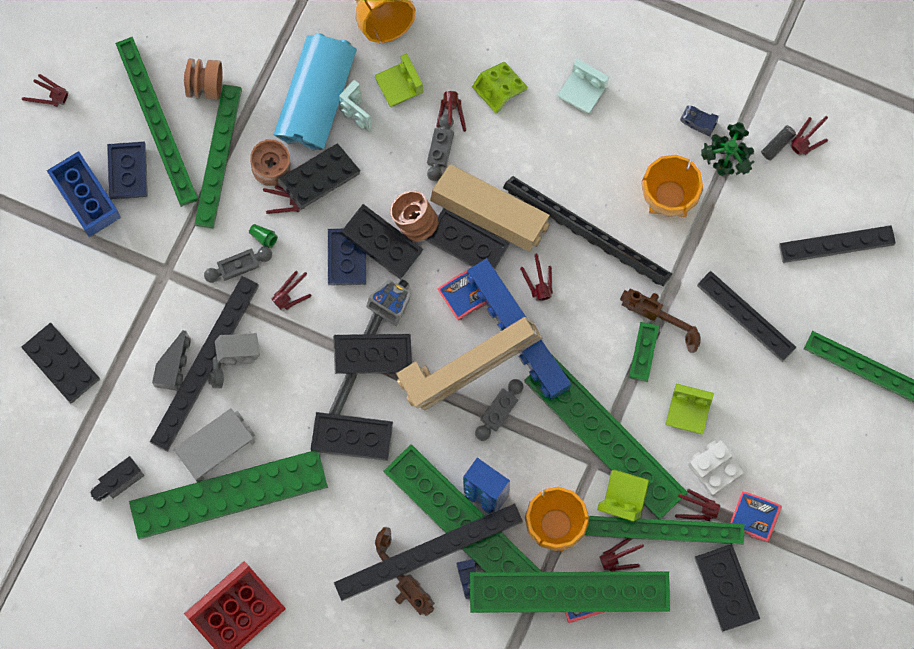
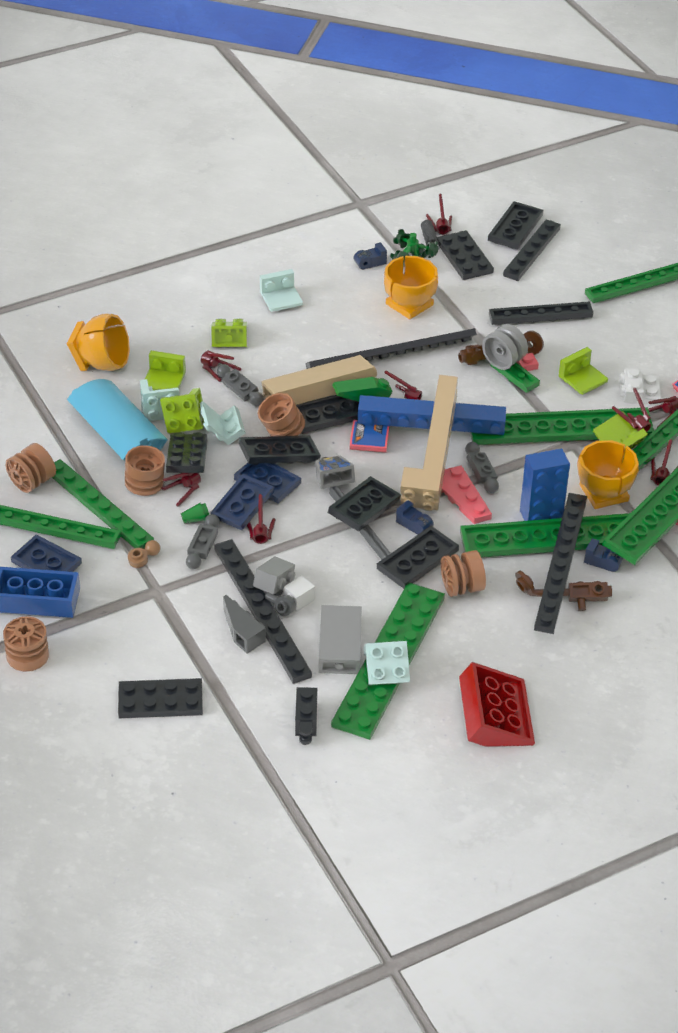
camera: 55 degrees left, 30 degrees down
(33, 240) = (26, 643): none -> nougat wheel
(201, 234) = (139, 557): none -> medium nougat plate
(209, 499) = (387, 662): none -> light aqua bracket
(238, 379) = (301, 591): none -> white brick
(295, 258) = (241, 501): none -> dark blue plate
(353, 489) = (463, 573): none -> nougat wheel
(362, 143) = (183, 412): none -> lime bracket
(375, 172) = (226, 427): none -> light aqua bracket
(392, 402) = (412, 518): none -> dark blue leg
(456, 417) = (465, 495): none -> coral wing
(503, 252) = (363, 386): none -> green slope
(649, 327) = (505, 346): none -> light grey wheel
(650, 505) = (638, 422): none -> dark red plant
(670, 350) = (529, 362): none -> coral plate
(777, 193) = (465, 255): none -> black plate
(858, 205) = (515, 225): none -> black plate

